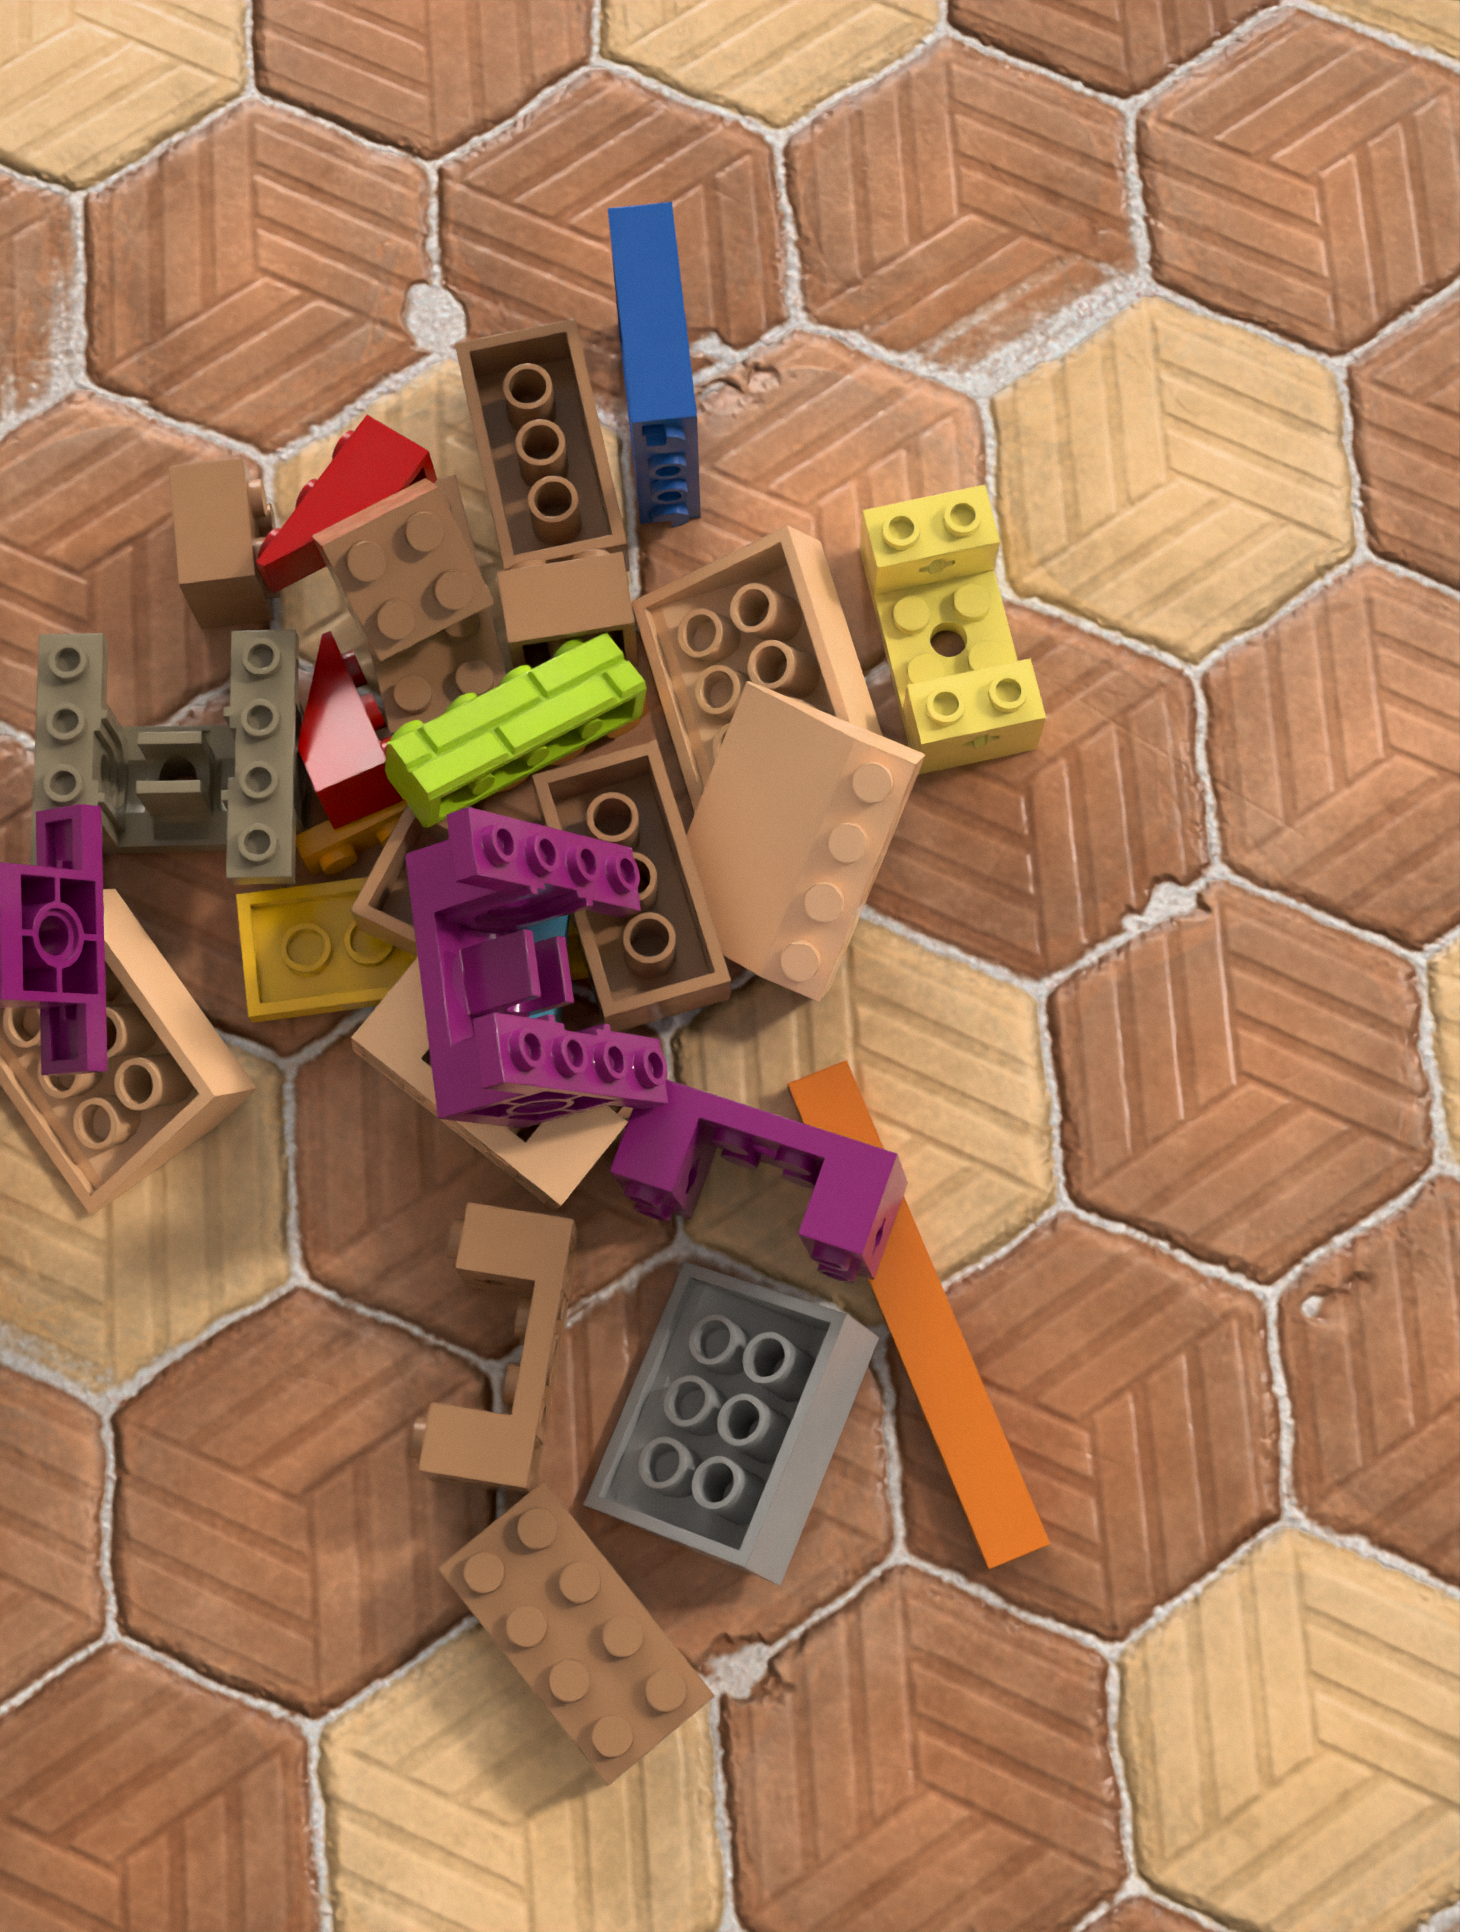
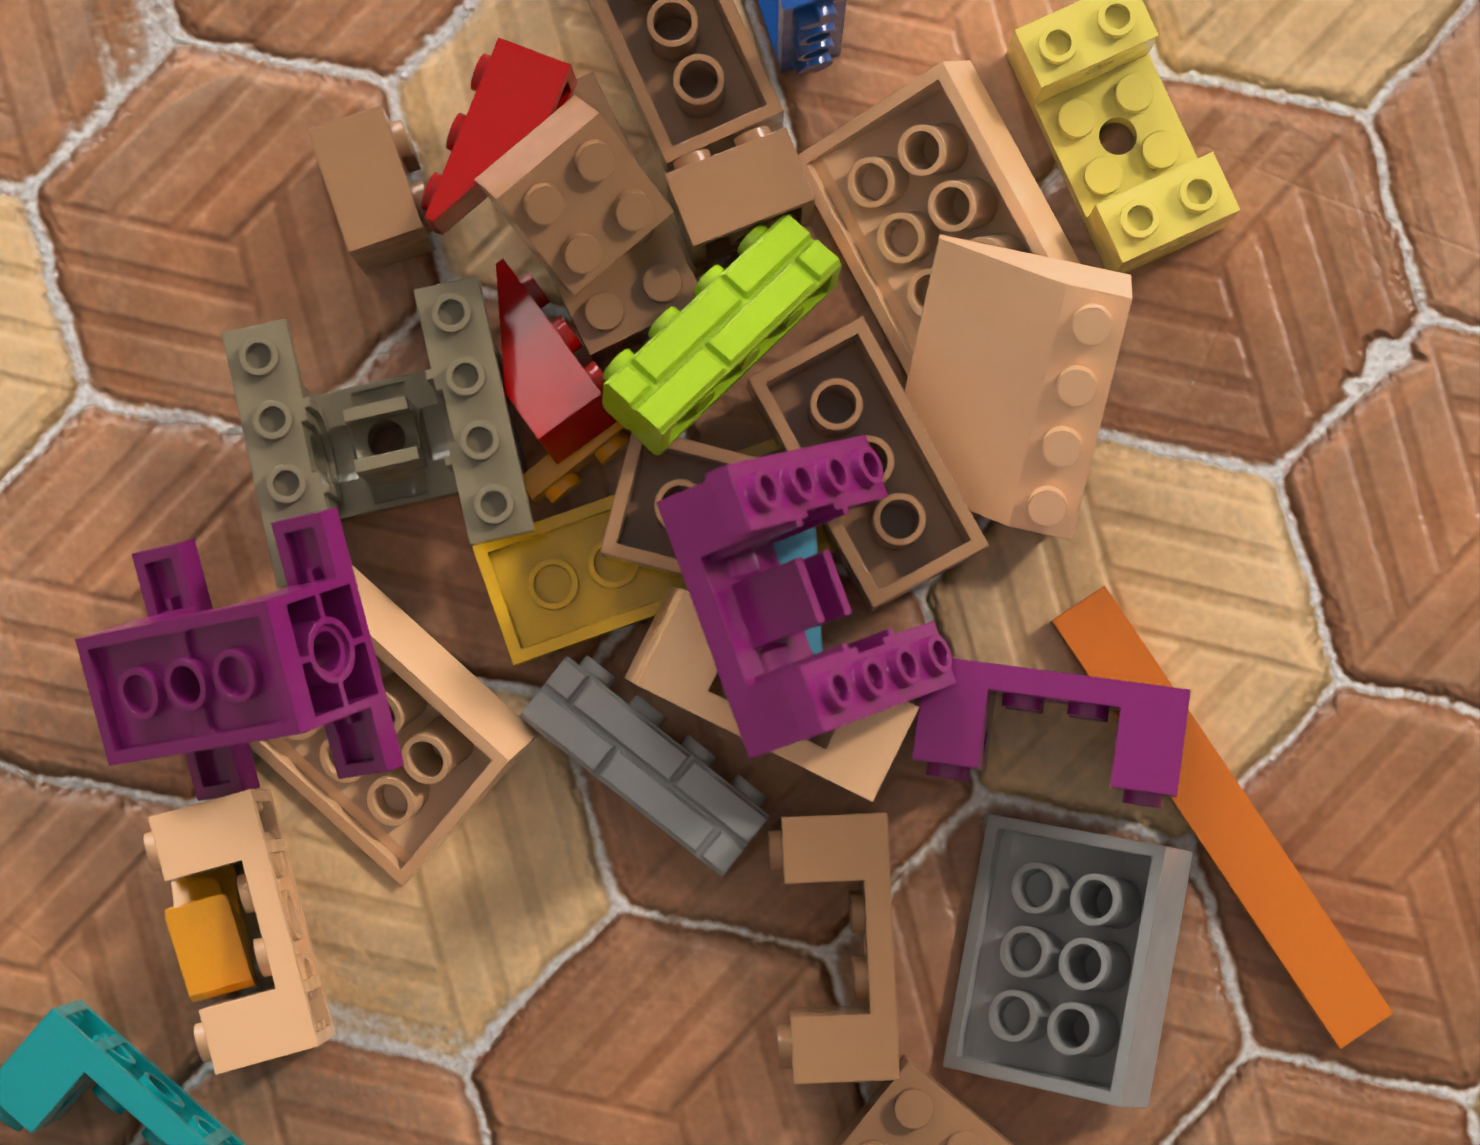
camera: 10 degrees left, 10 degrees up
(354, 1140) = (645, 765): none -> light grey brick

